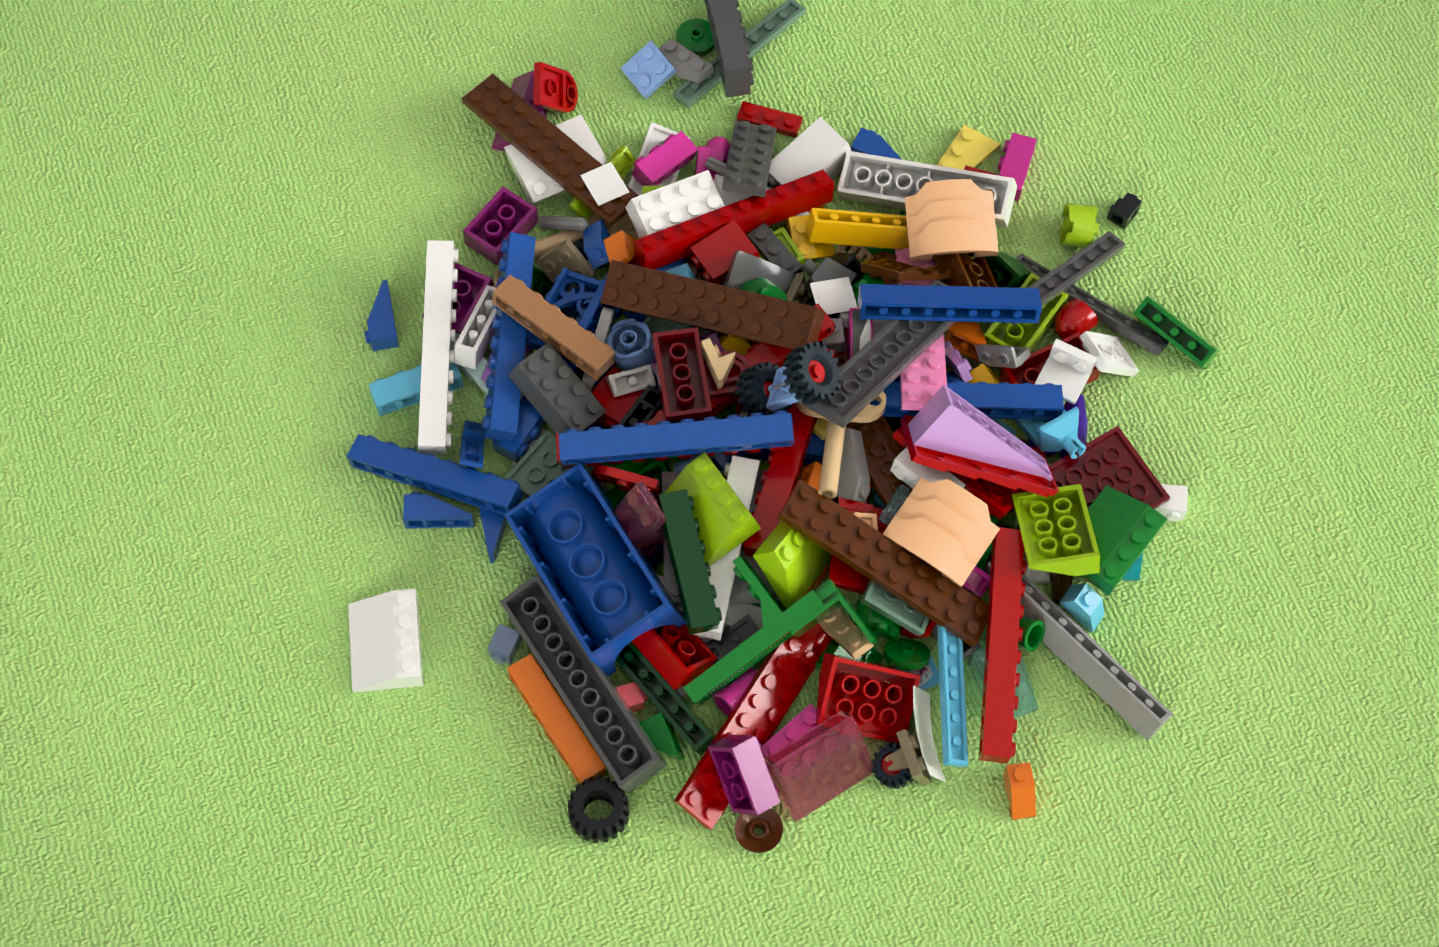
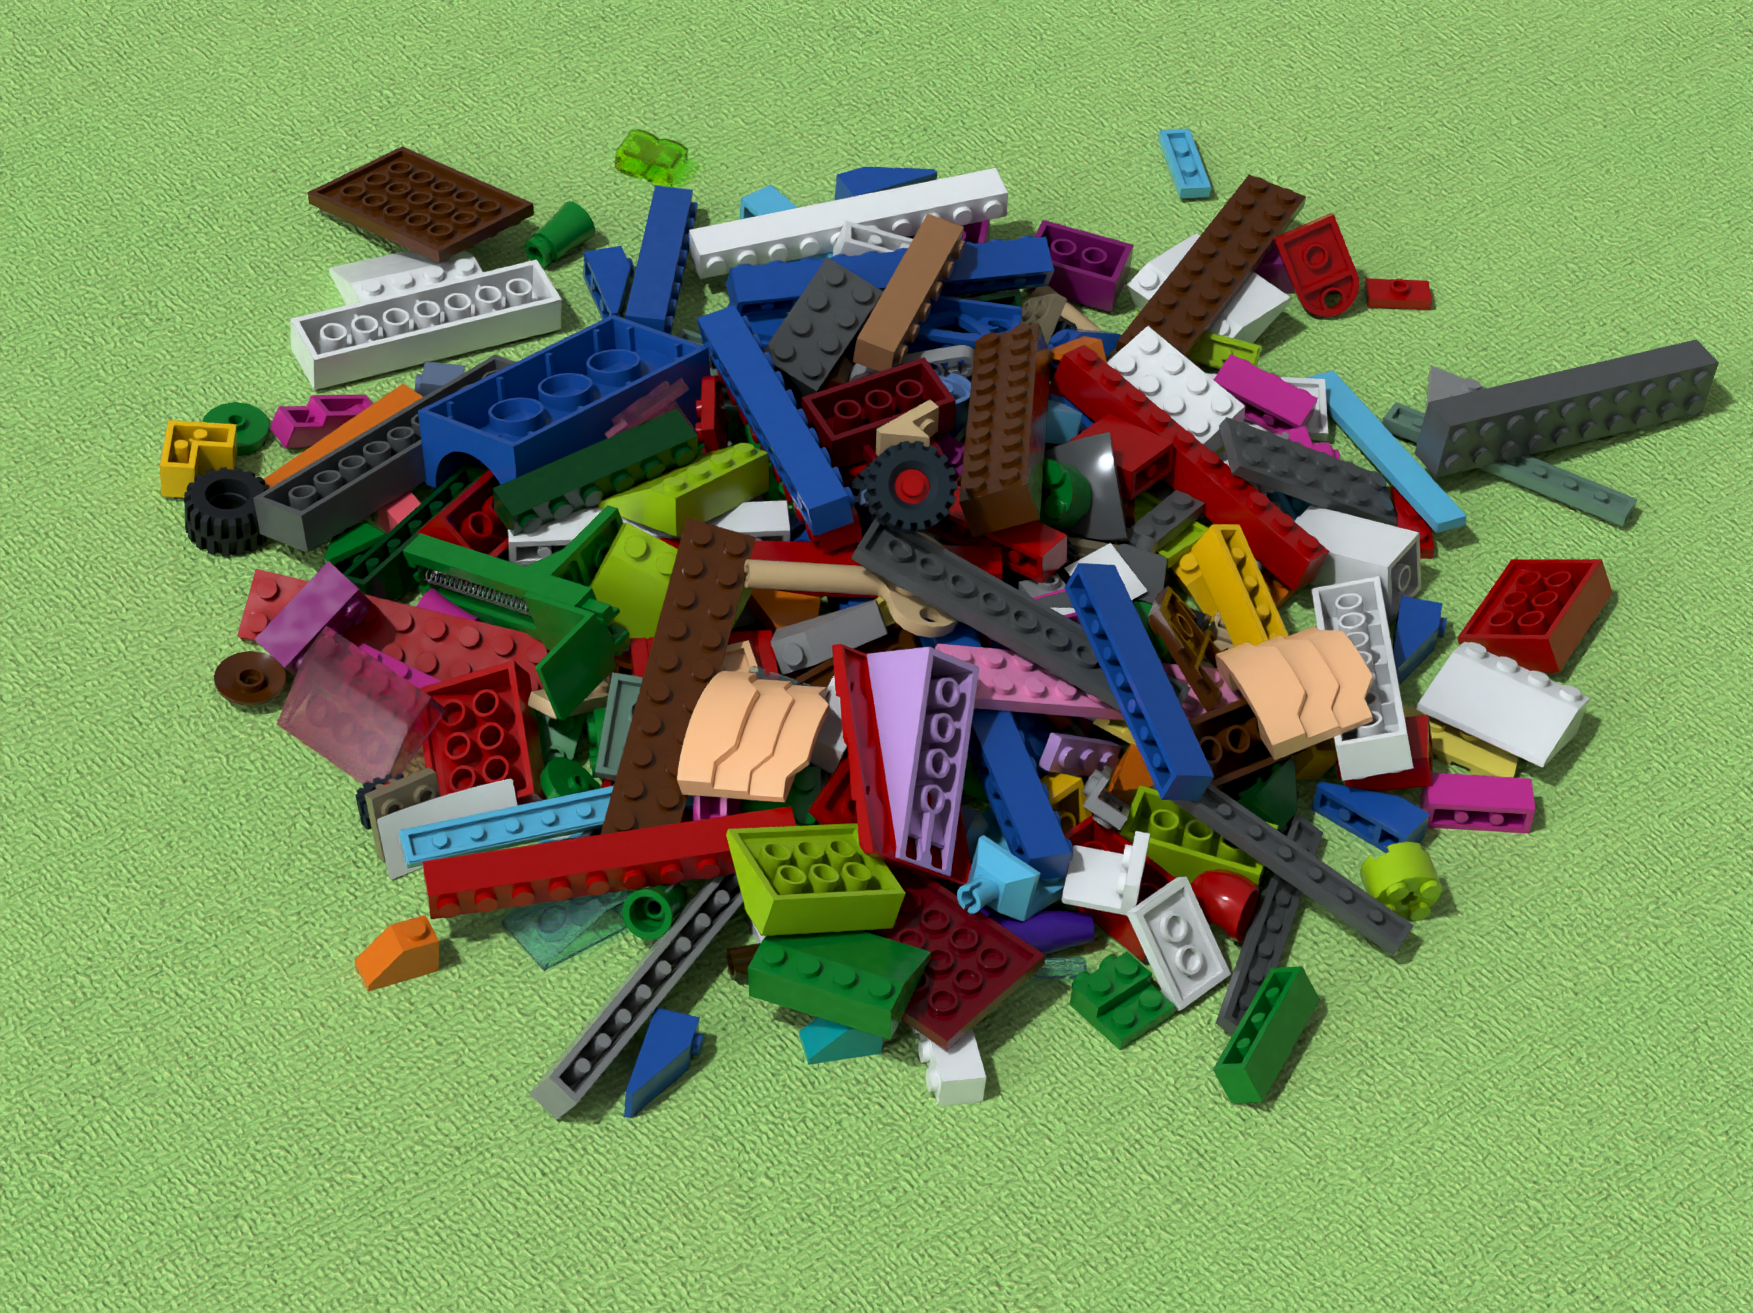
camera: 70 degrees right, 20 degrees down
(304, 452) = (651, 158): none -> clear neon green brick
(321, 613) = (421, 204): none -> reddish brown plate
(372, 531) = (560, 234): none -> green plant
(409, 133) = (1184, 163): none -> medium azure plate
(444, 640) = (425, 324): none -> white brick
(472, 445) = (694, 287): blue slope -> none
(507, 800) = (251, 424): none -> green plate
(515, 728) = (323, 414): none -> dark pink slope
(534, 823) = (193, 449): none -> yellow brick
(563, 223) = (1110, 319): light grey axle -> none
(569, 54) = (1398, 294): none -> red plate
(604, 183) = (1177, 321): white sticker -> none
(648, 69) = (1418, 369): light blue plate -> none
(719, 112) = (1390, 456): none -> medium azure tile
(869, 83) = (1539, 611): none -> red slope
(951, 125) = (1504, 704): none -> white slope
(1024, 216) = (1371, 815): none -> blue slope
(1084, 605) = (723, 980): medium azure slope -> none
(1095, 424) = (1059, 968): none -> clear light blue axle
(1124, 210) = (1469, 949): black brick -> none
(1127, 399) = (1120, 1000): none -> green plate
(1134, 660) = (663, 1057): none -> blue slope

